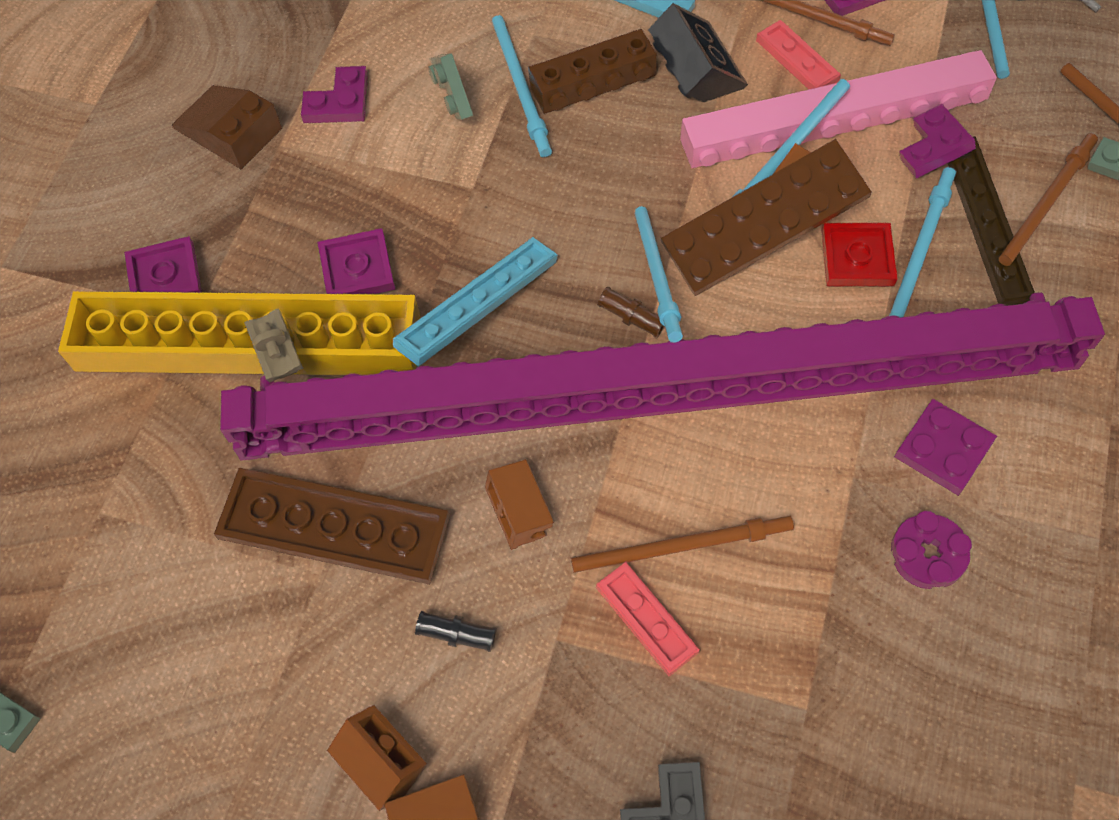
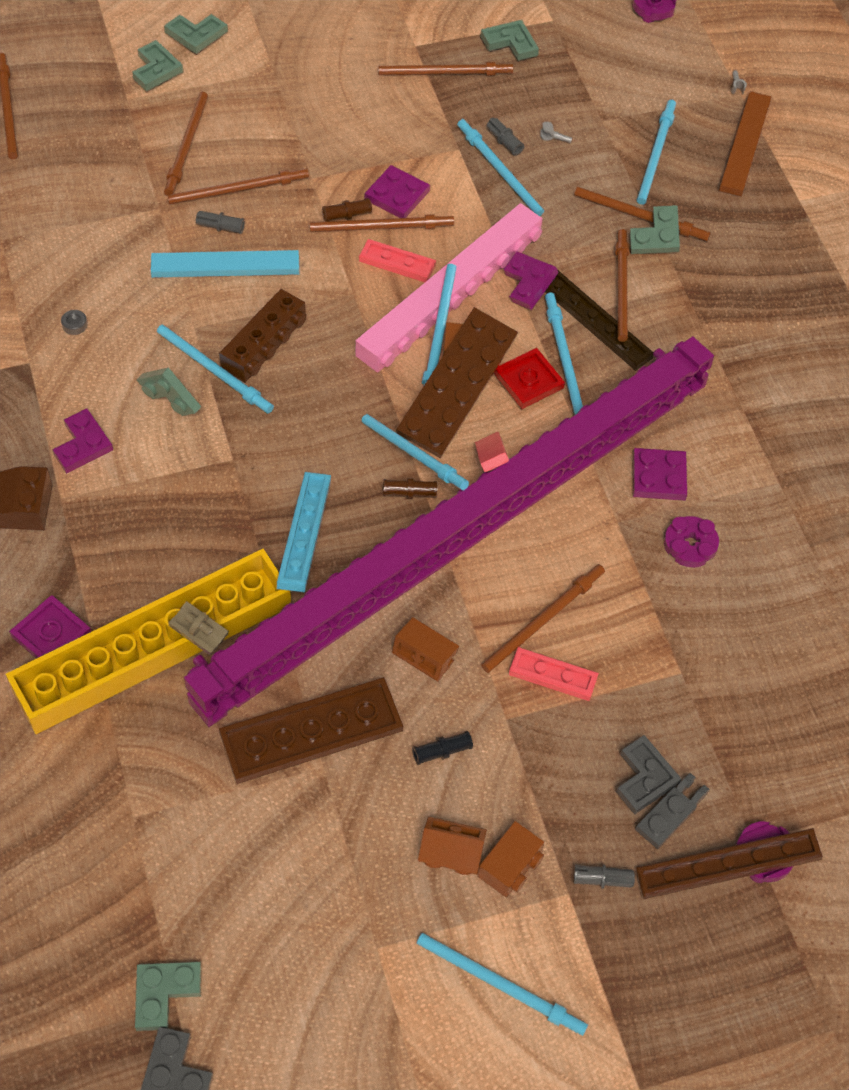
camera: 40 degrees left, 5 degrees down
(356, 264) = (193, 552): magenta plate -> none
(695, 55) = (328, 291): black slope -> none
(744, 316) = (491, 452): none -> coral tile

